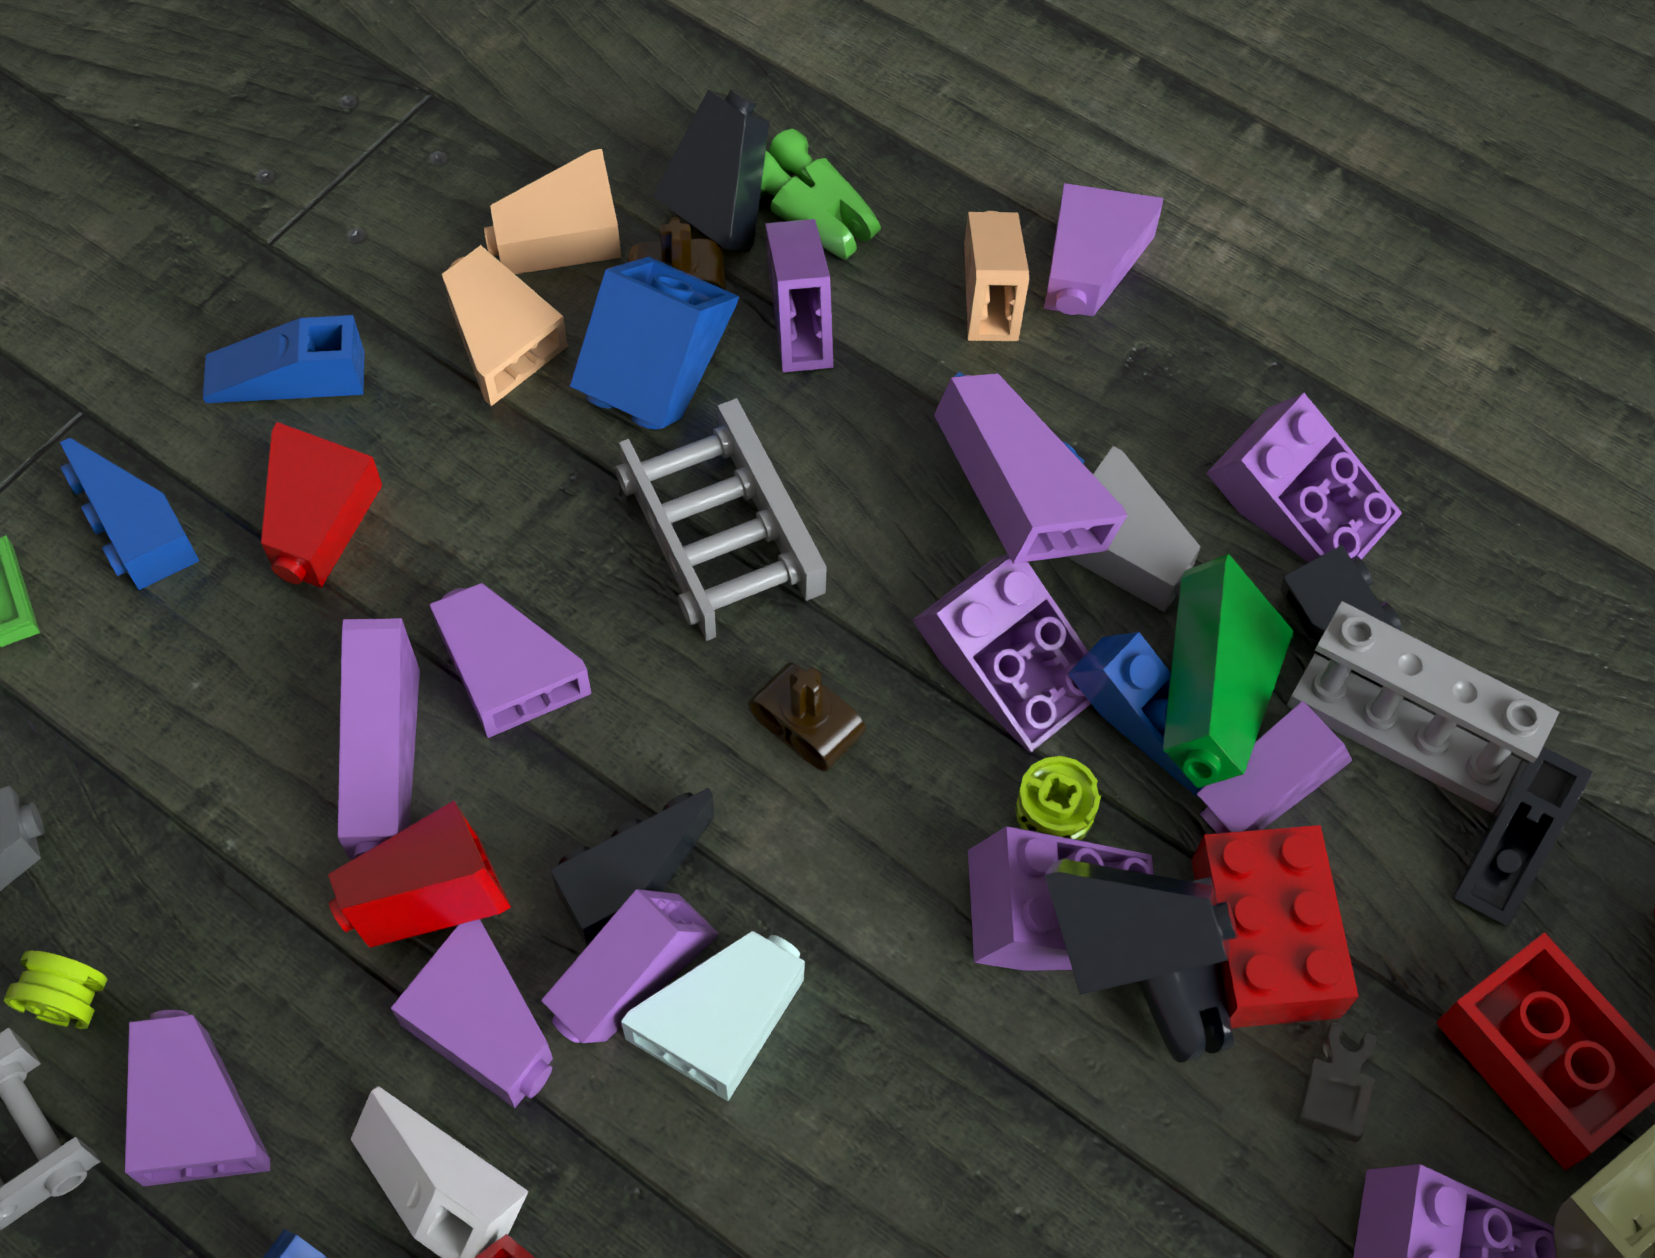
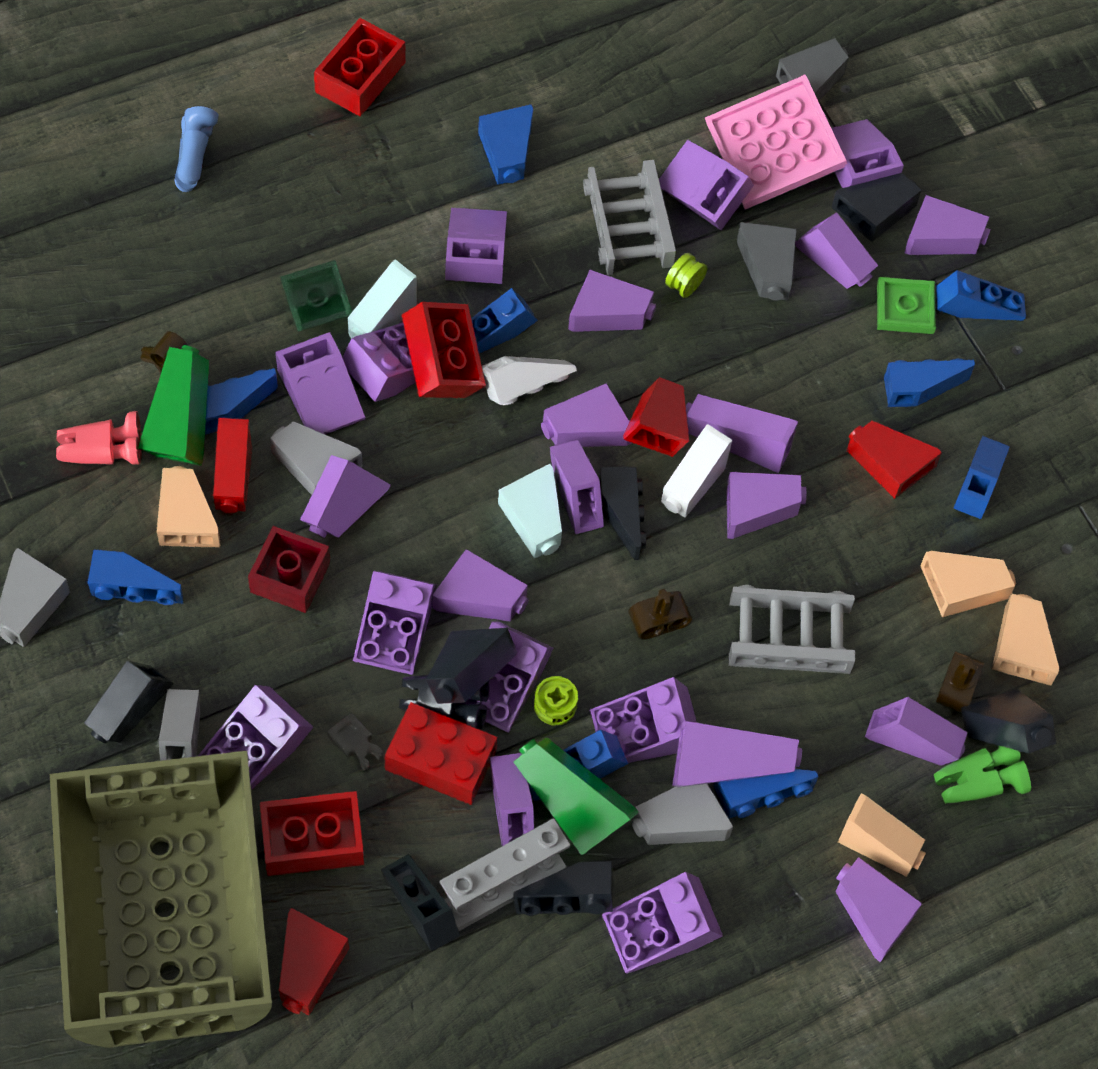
camera: 115 degrees right, 0 degrees up
(504, 771) = (697, 471): none -> white slope
(650, 340) = (914, 640): blue slope -> none
(936, 1028) = (480, 590): none -> medium lavender slope
(1076, 1144) = (394, 622): none -> medium lavender slope

